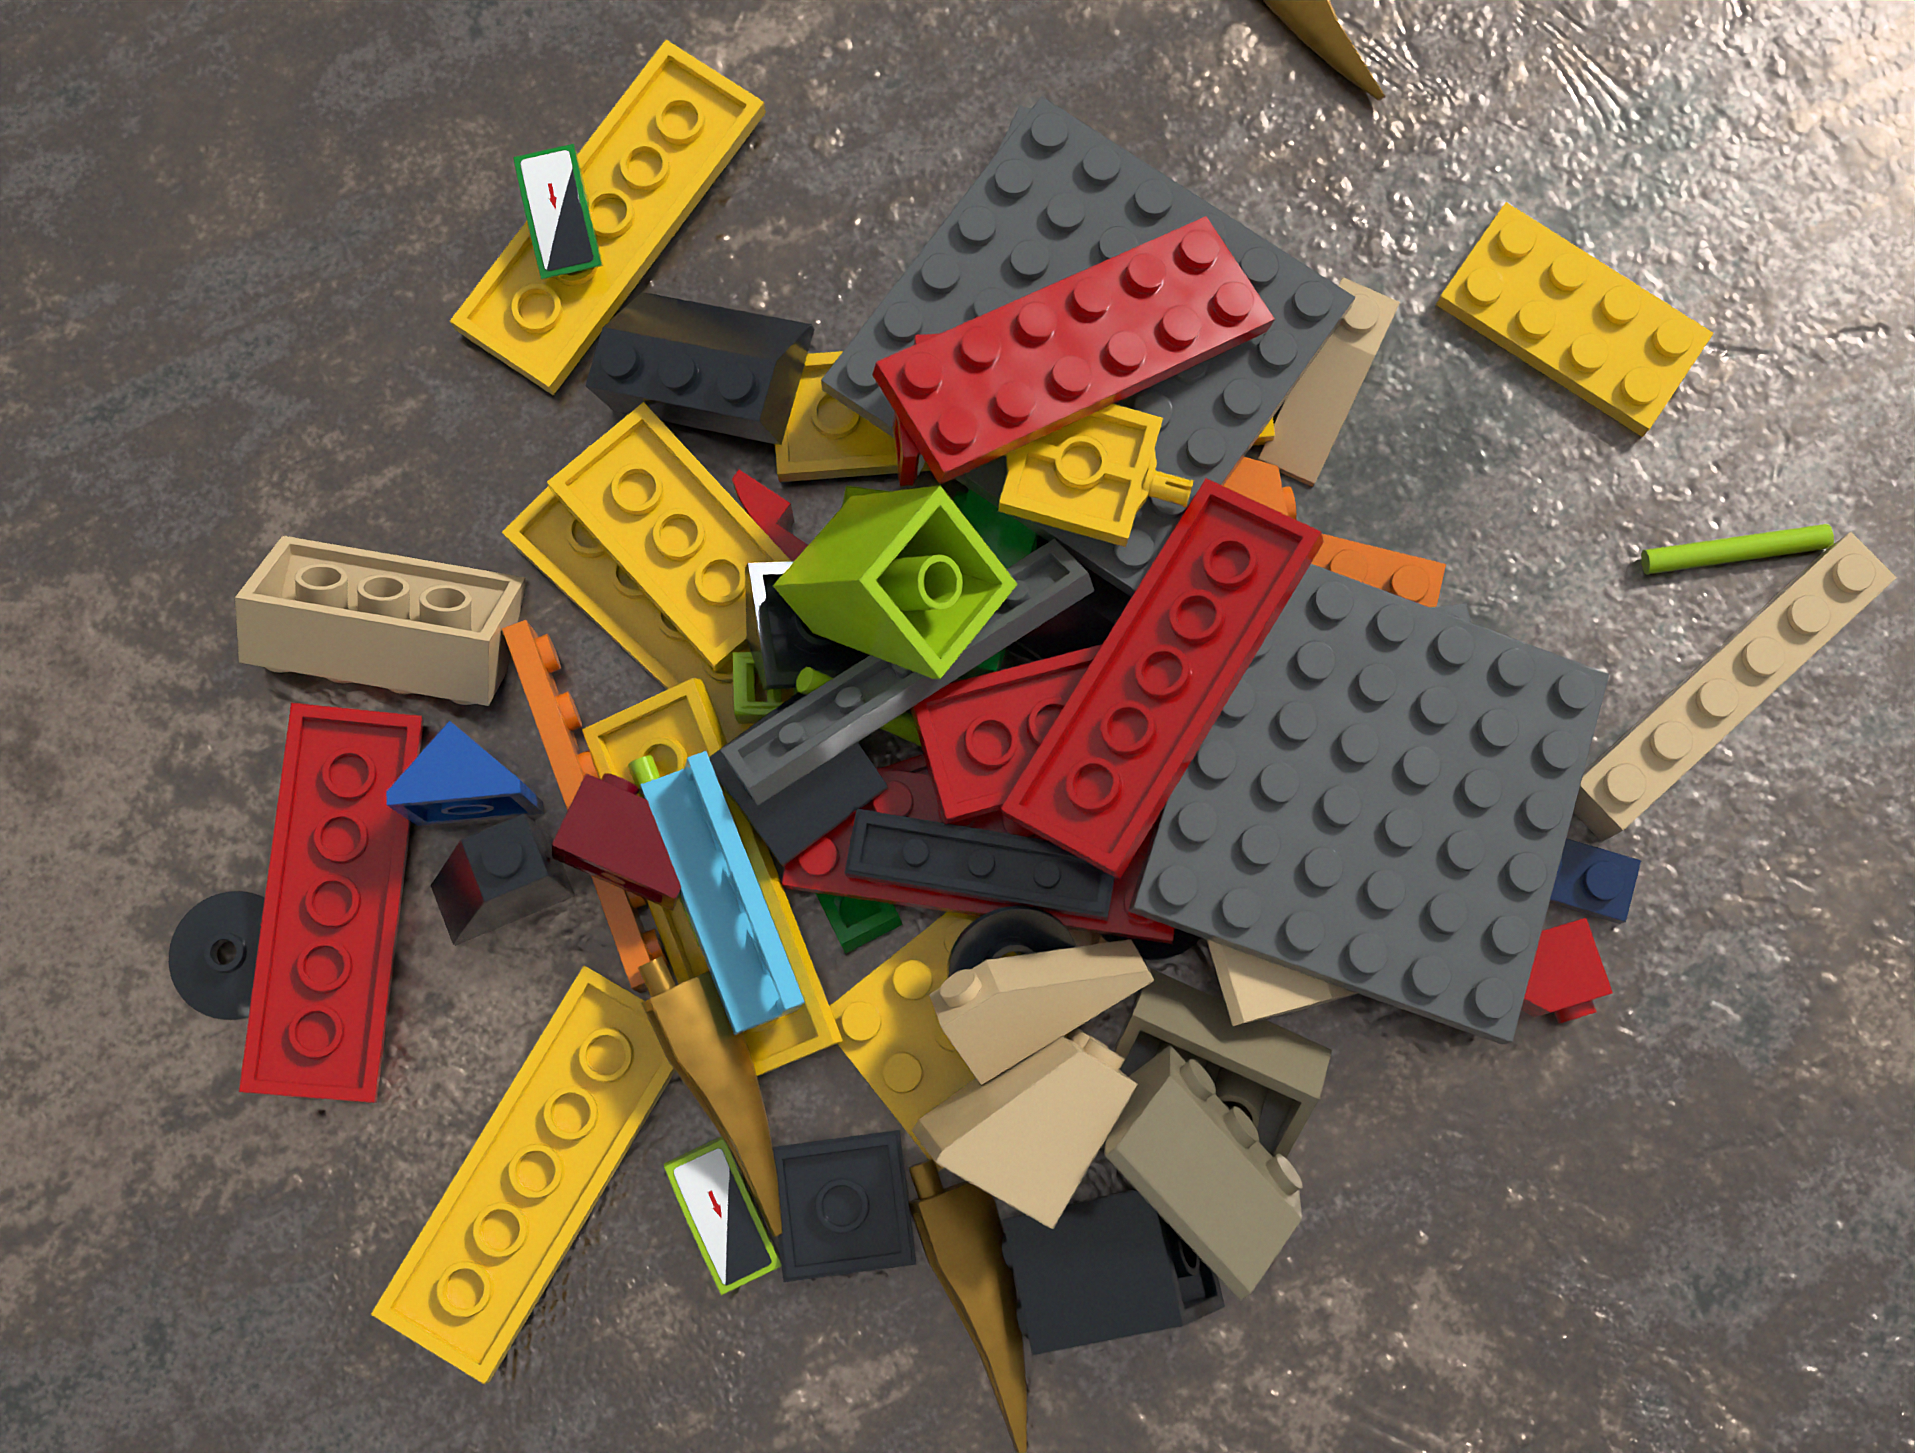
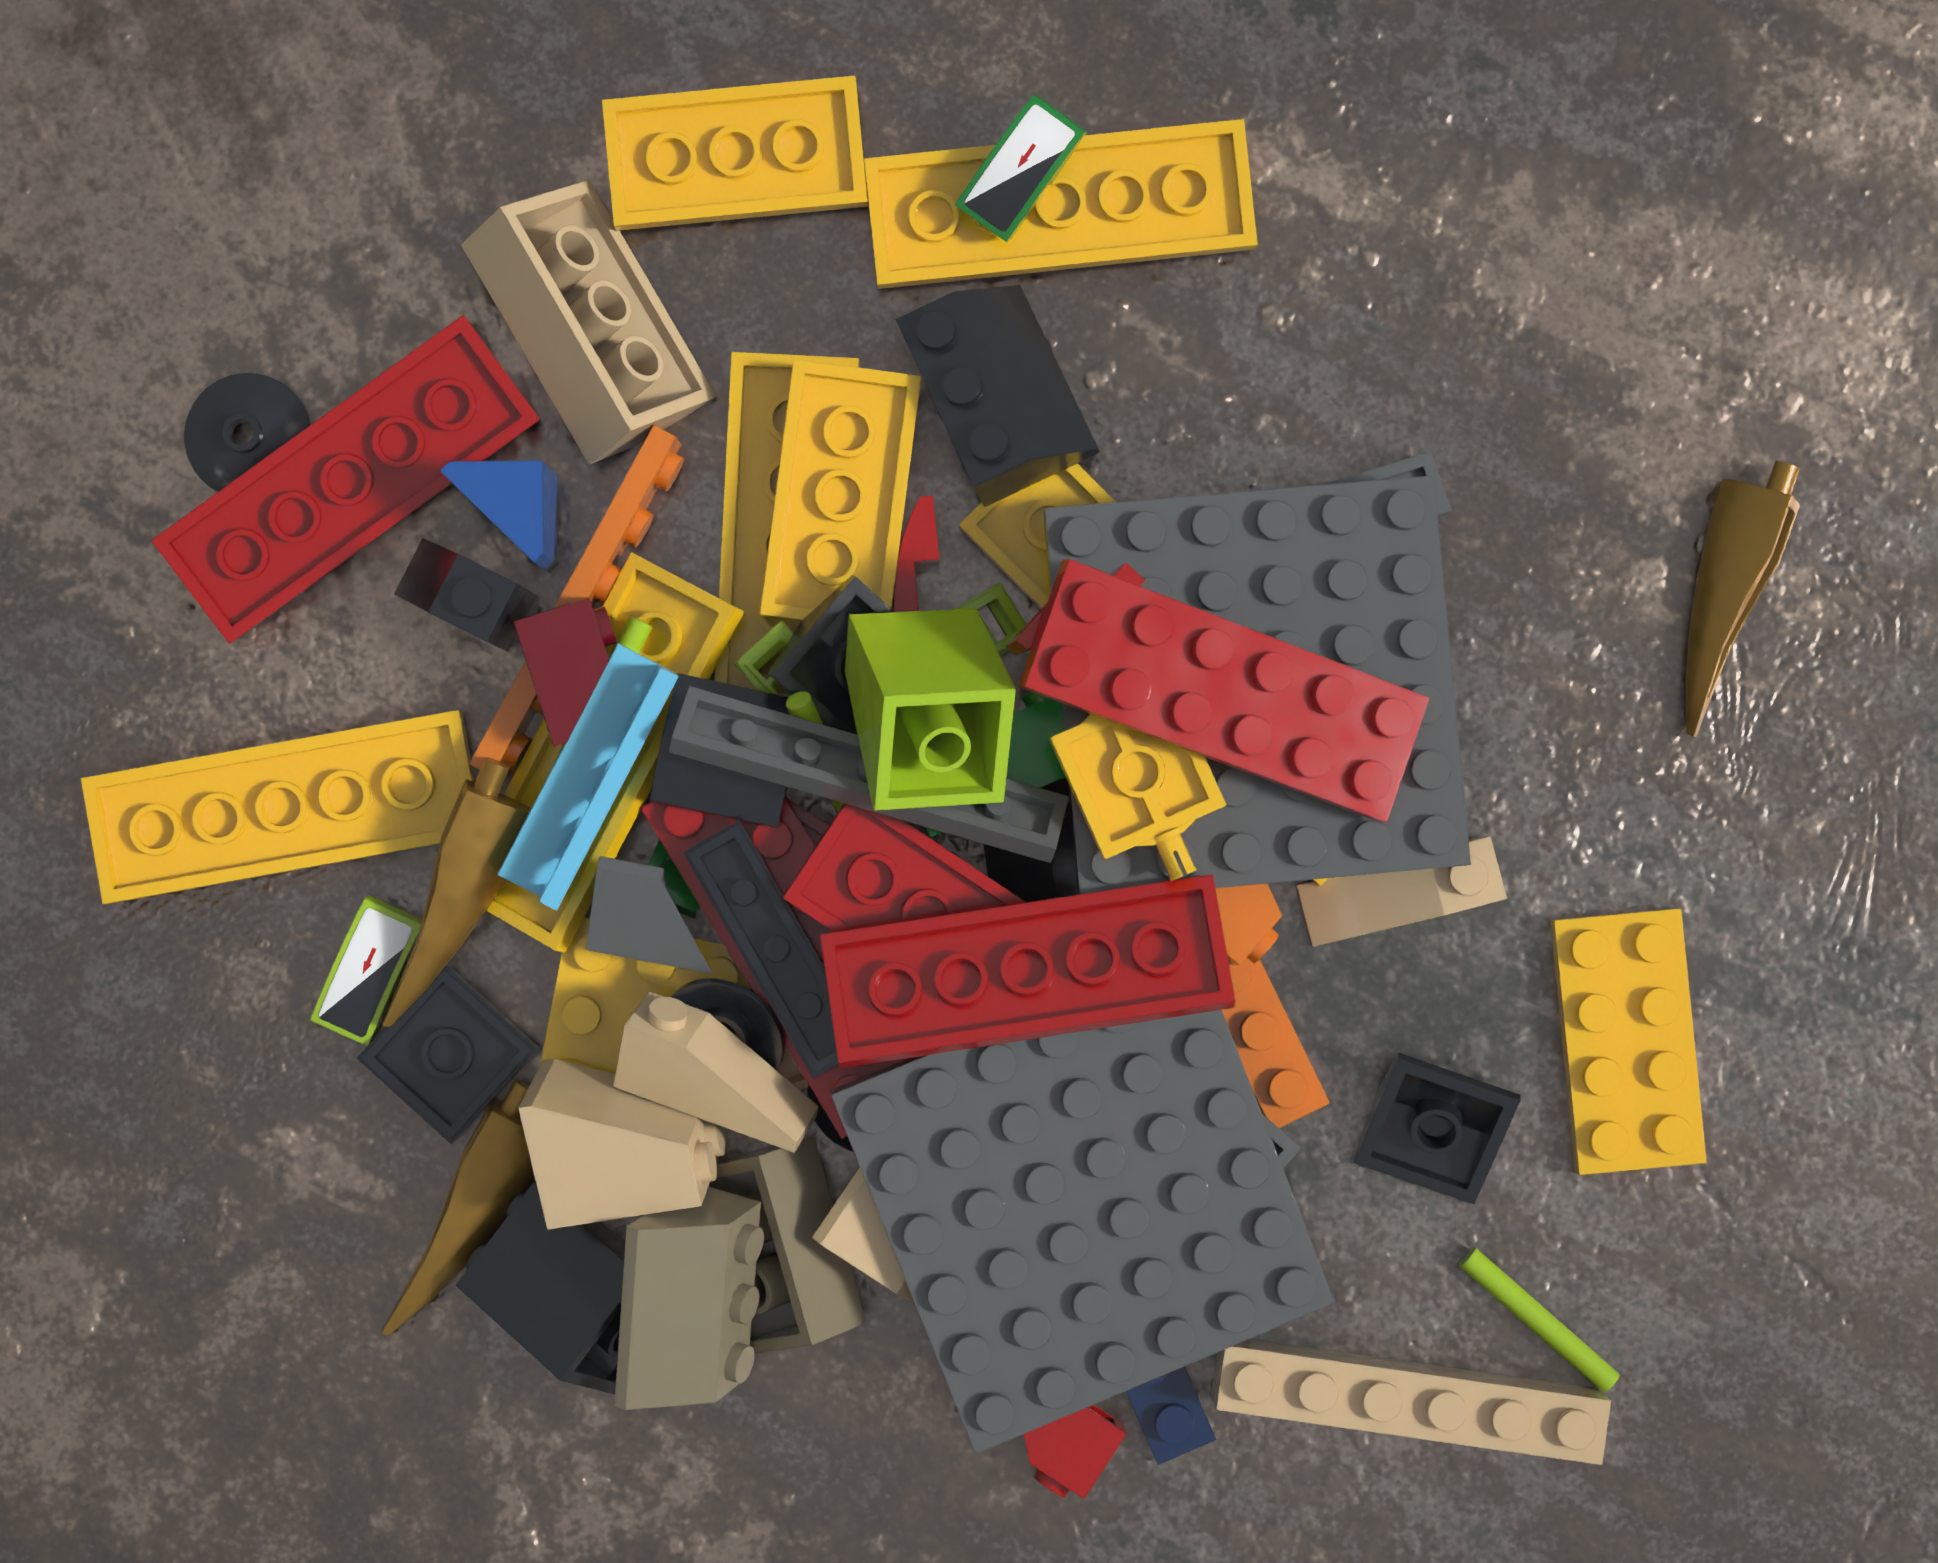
camera: 45 degrees right, 10 degrees up
(360, 412) = (734, 153): none -> yellow plate
(866, 949) = (638, 918): none -> dark grey slope
(1527, 501) = (1435, 1128): none -> black slope

